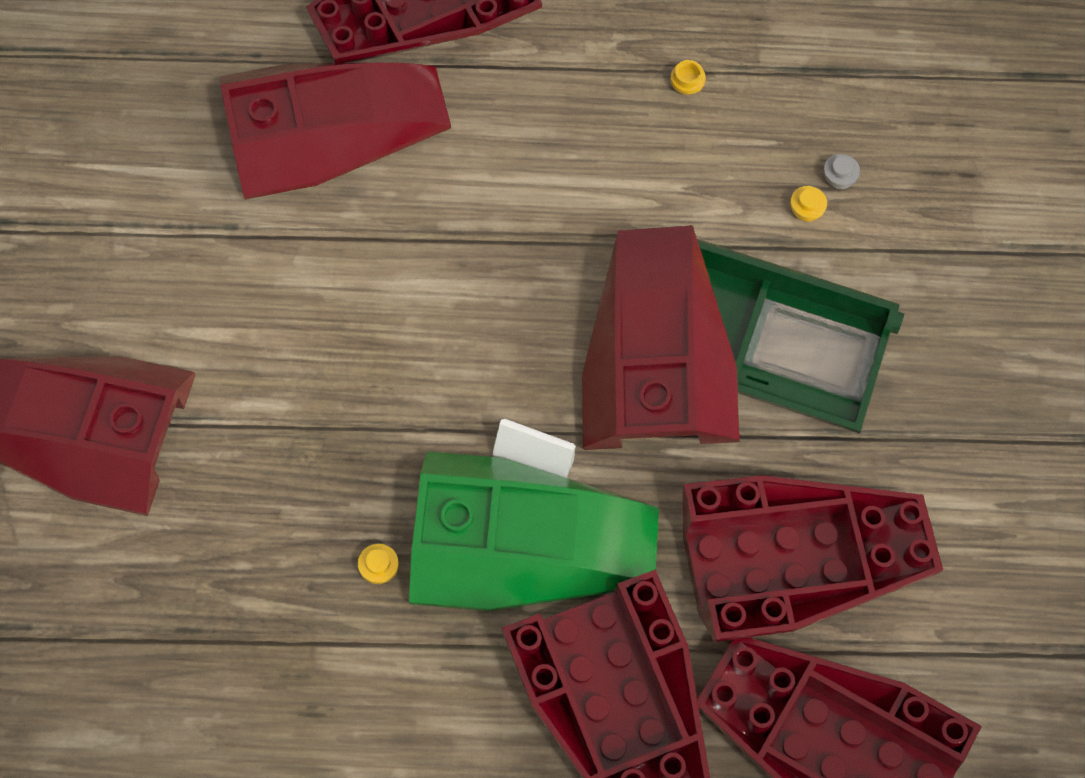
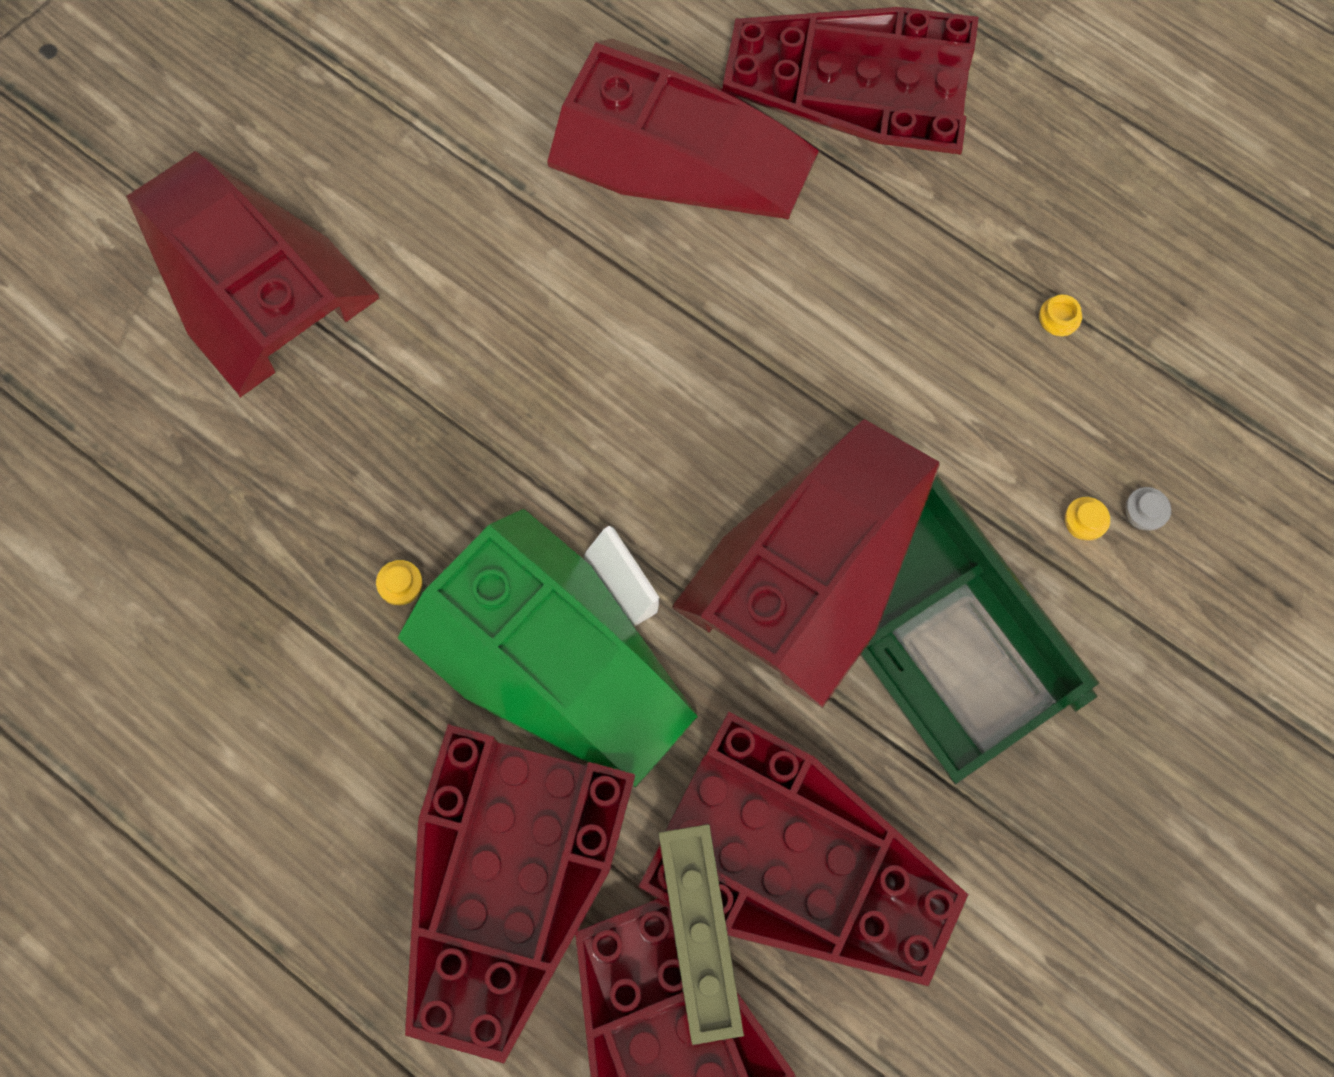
camera: 35 degrees right, 5 degrees up
(782, 636) = (700, 934): none -> olive plate

